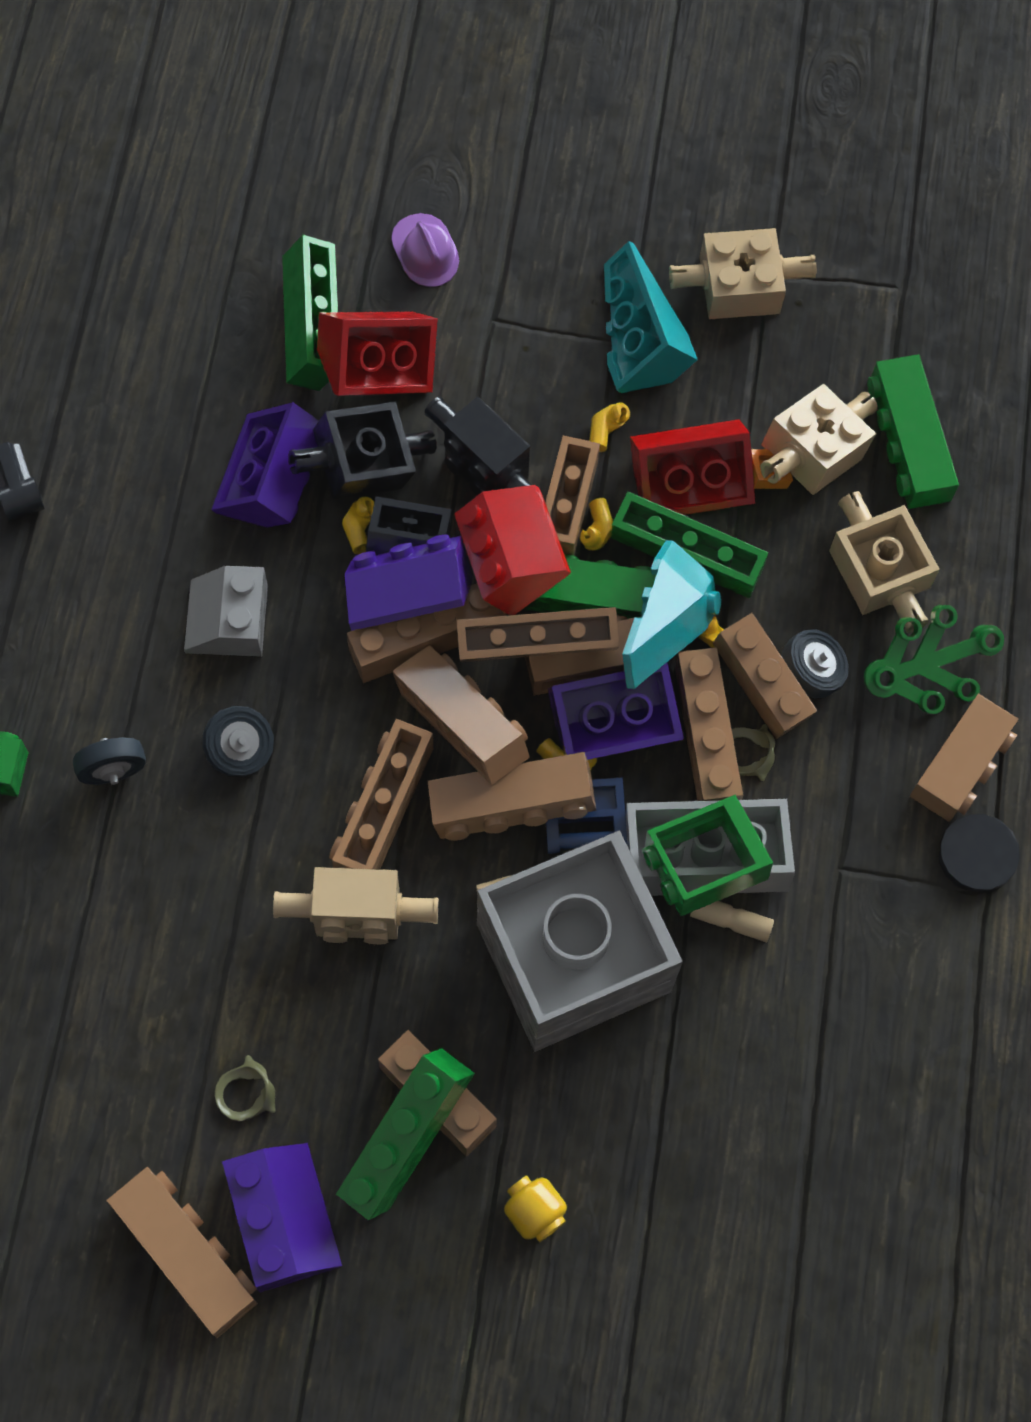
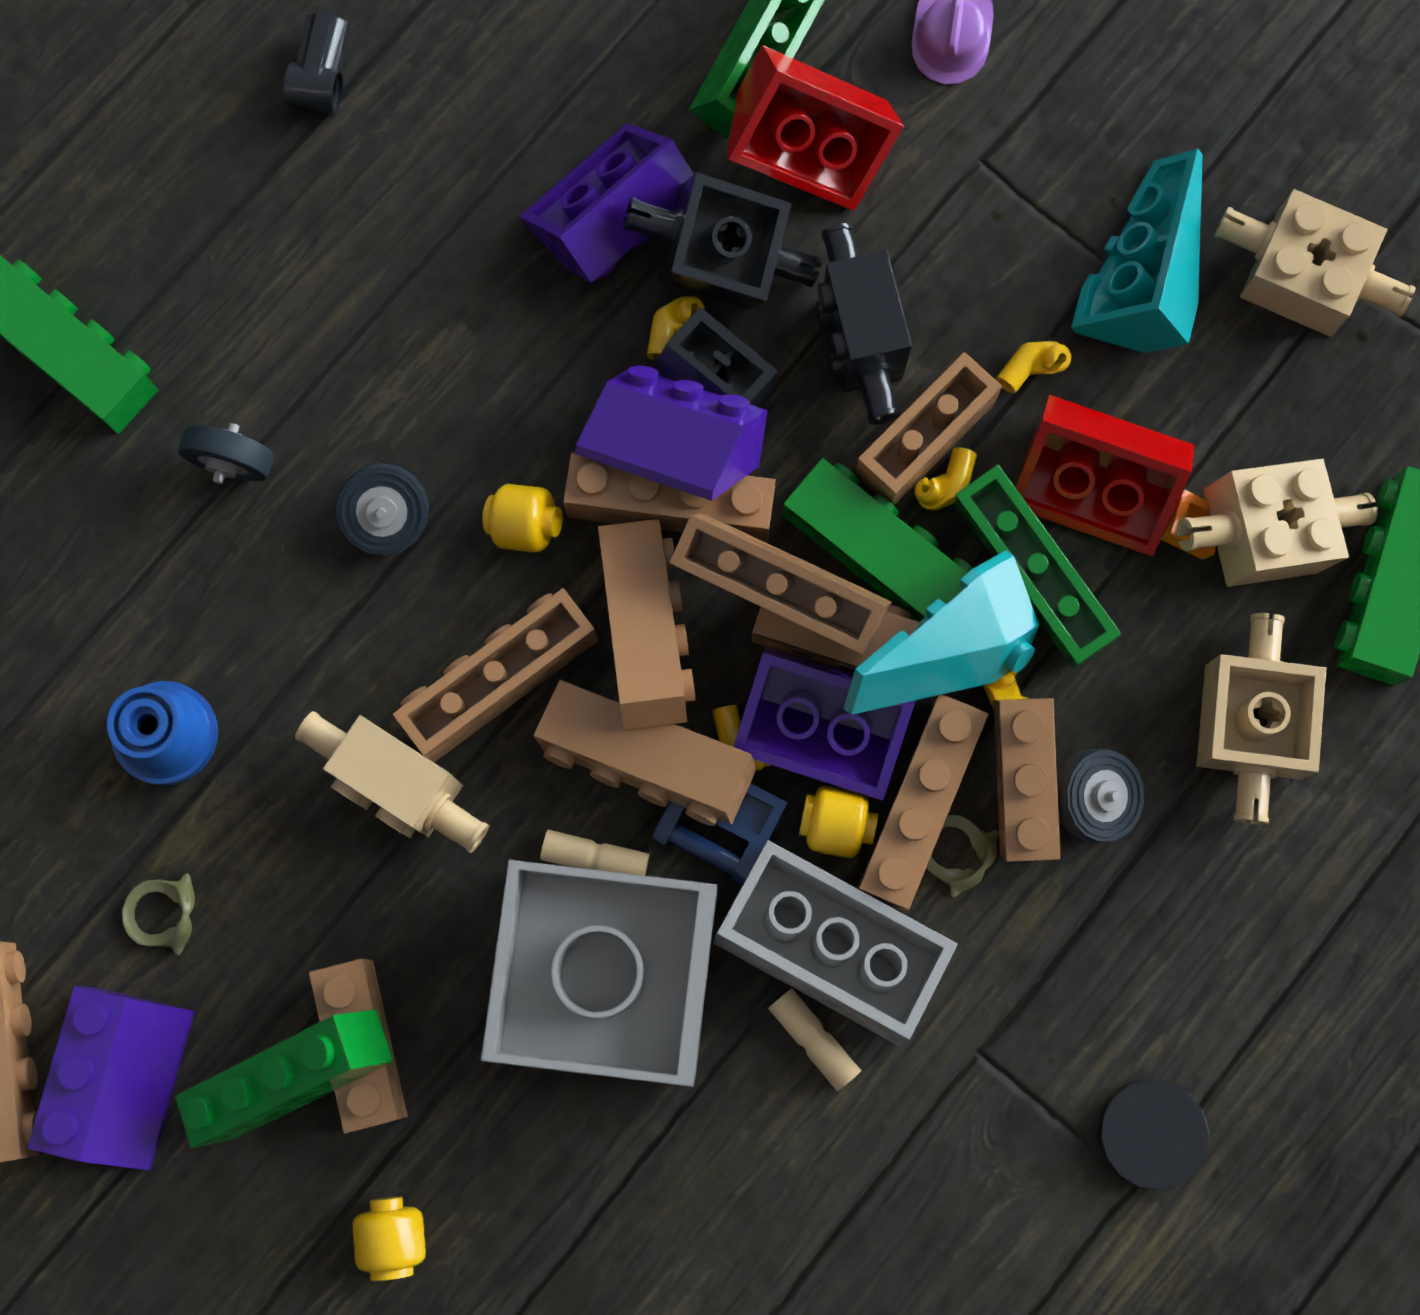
camera: 35 degrees right, 10 degrees up
(177, 986) = (180, 743): none -> blue piece
(227, 612) = (463, 351): light grey slope -> none
(335, 696) = (522, 518): none -> yellow head
(512, 546) = (817, 457): red slope -> none
(661, 772) = (837, 821): none -> yellow head
(741, 835) = (870, 965): green window -> none
(928, 661) = (1238, 870): green plant -> none
(965, 759) = (1209, 1014): medium nougat brick -> none

